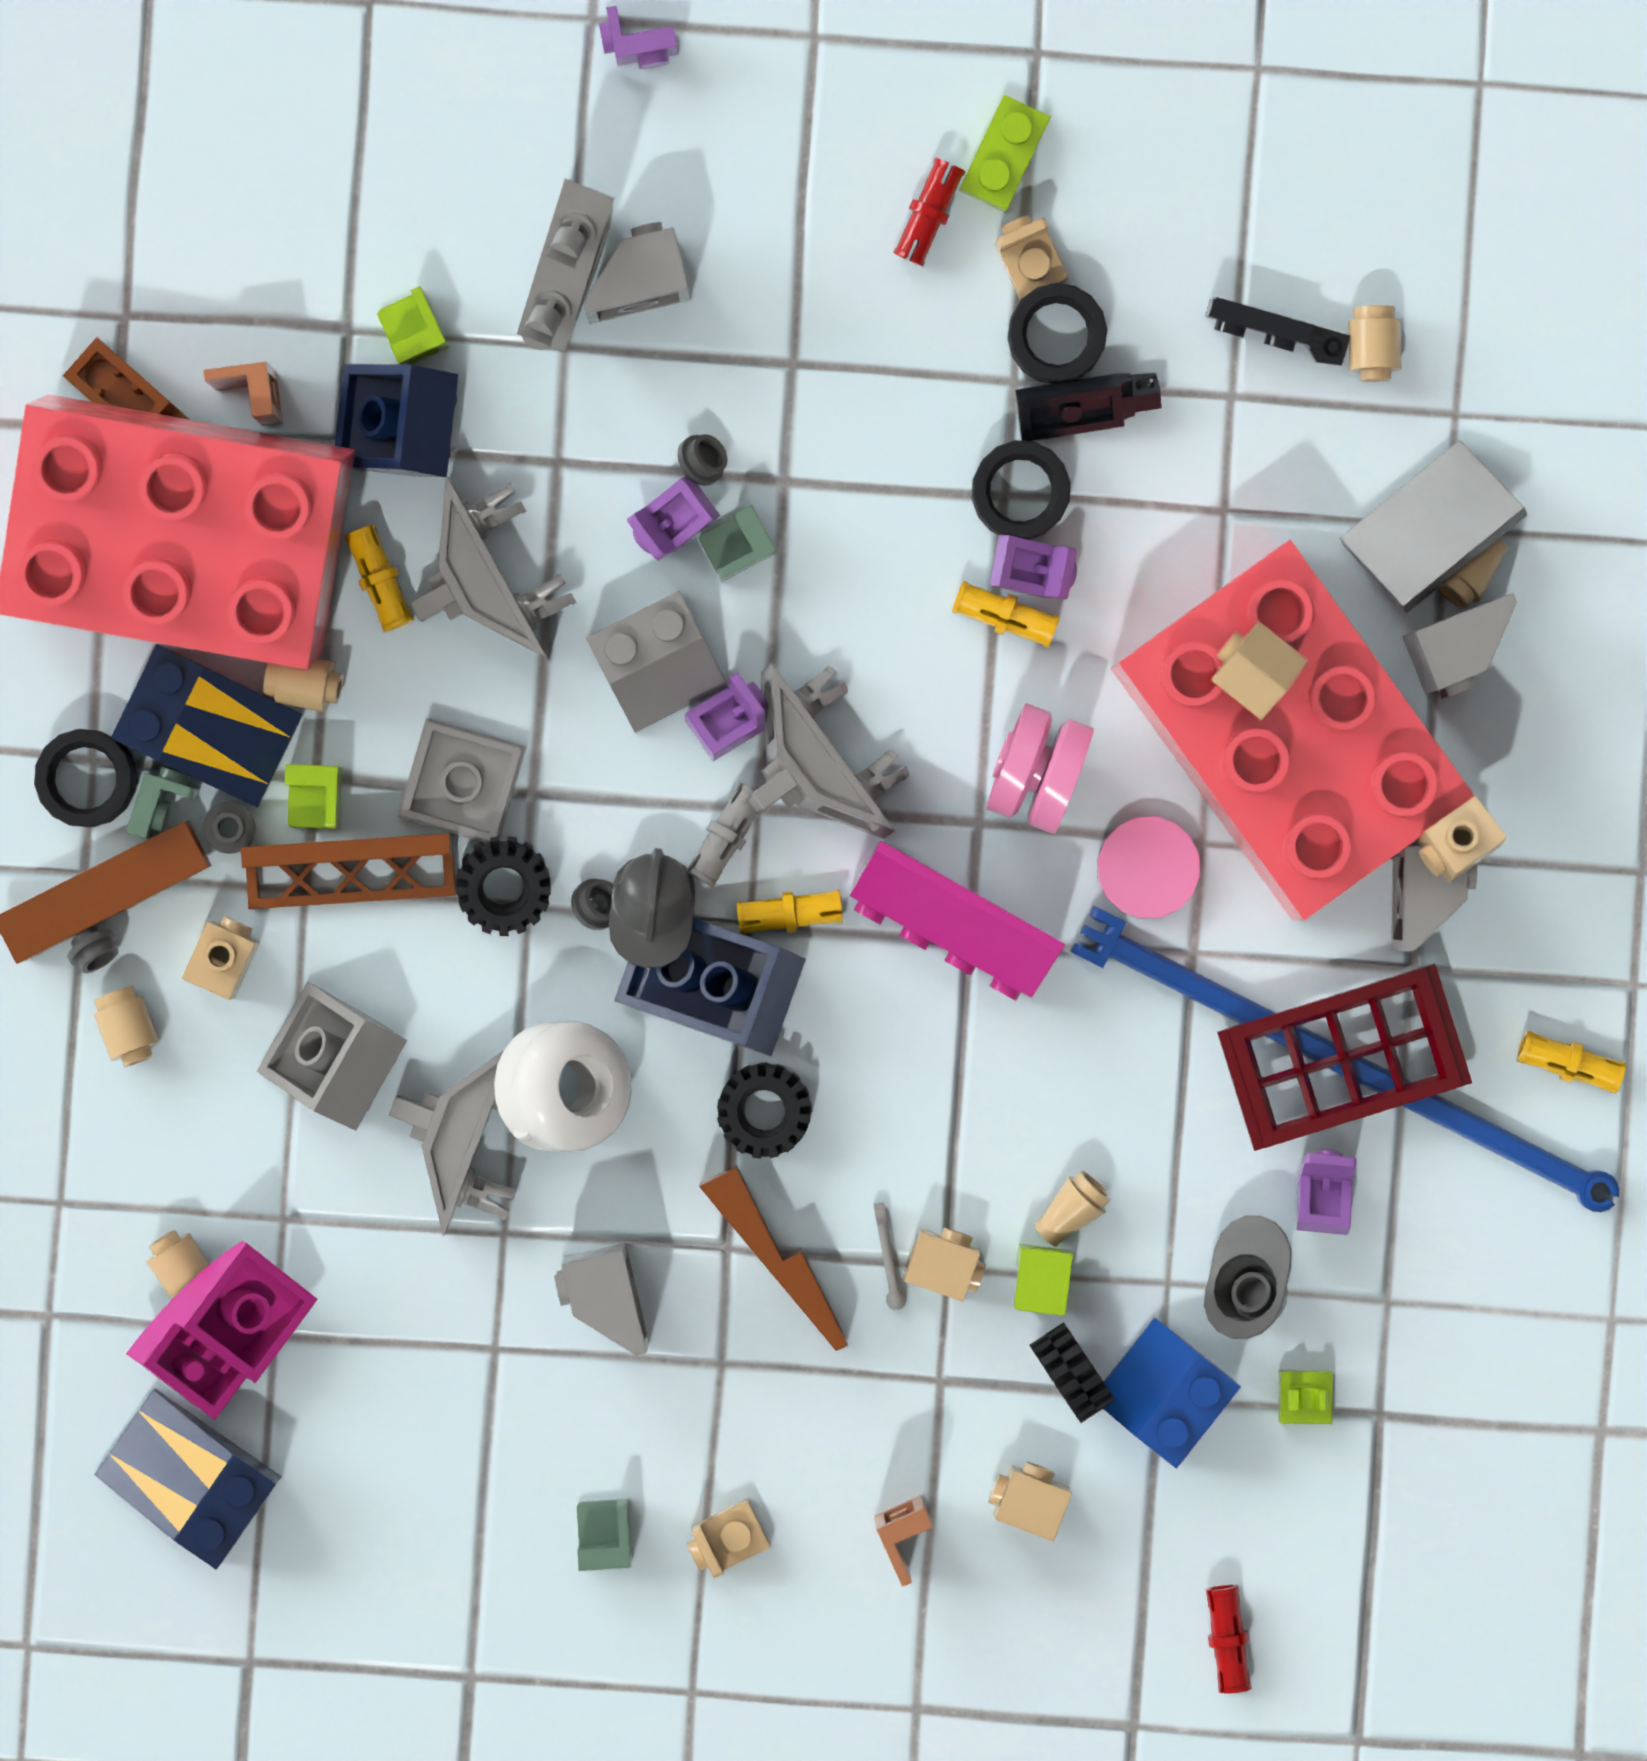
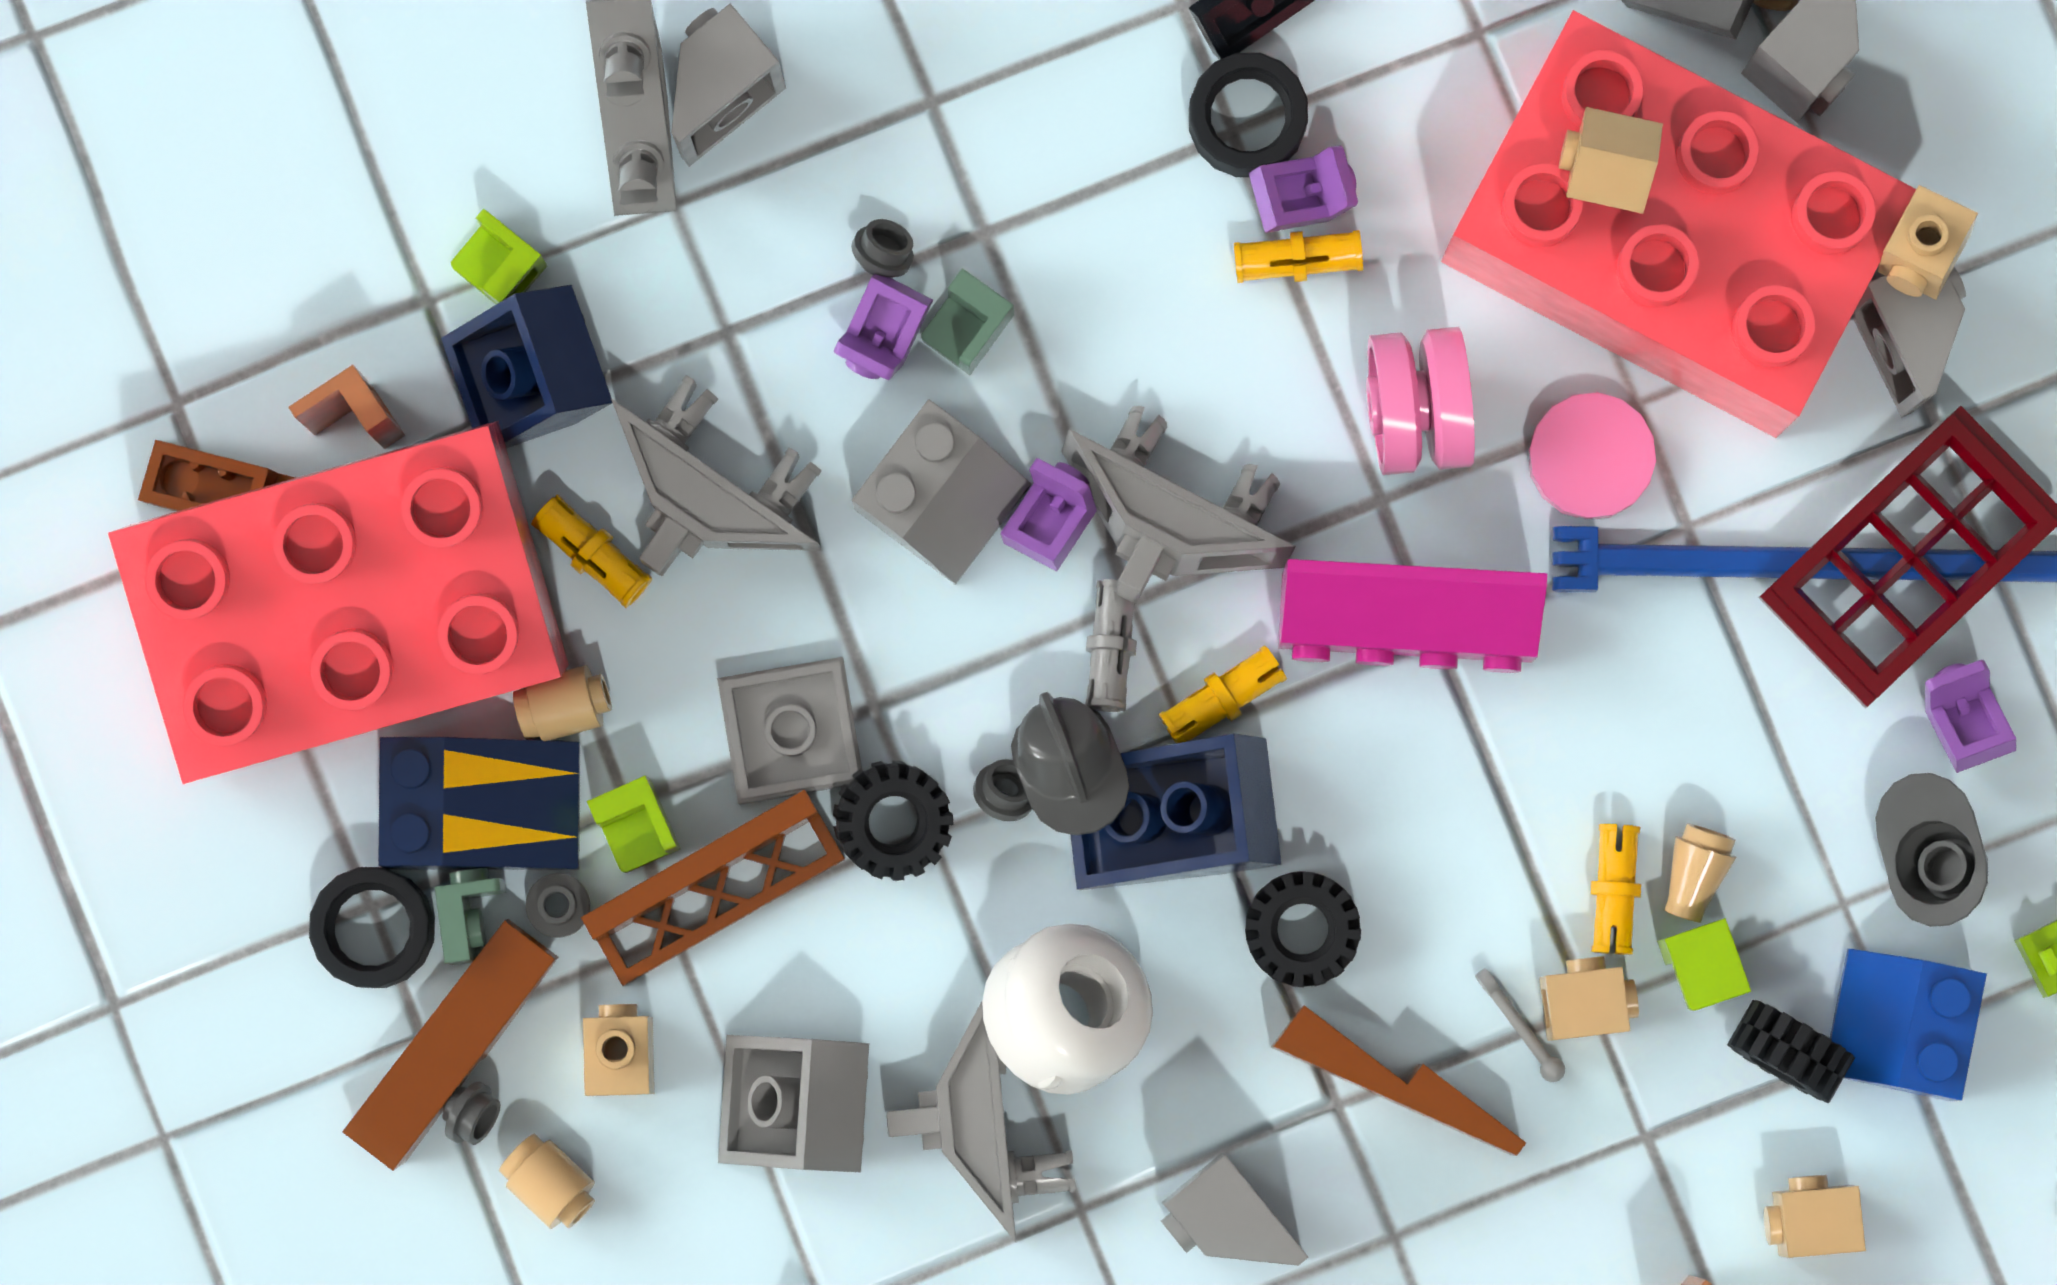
camera: 25 degrees left, 5 degrees down
(1006, 1192) = (1616, 889): none -> yellow pin

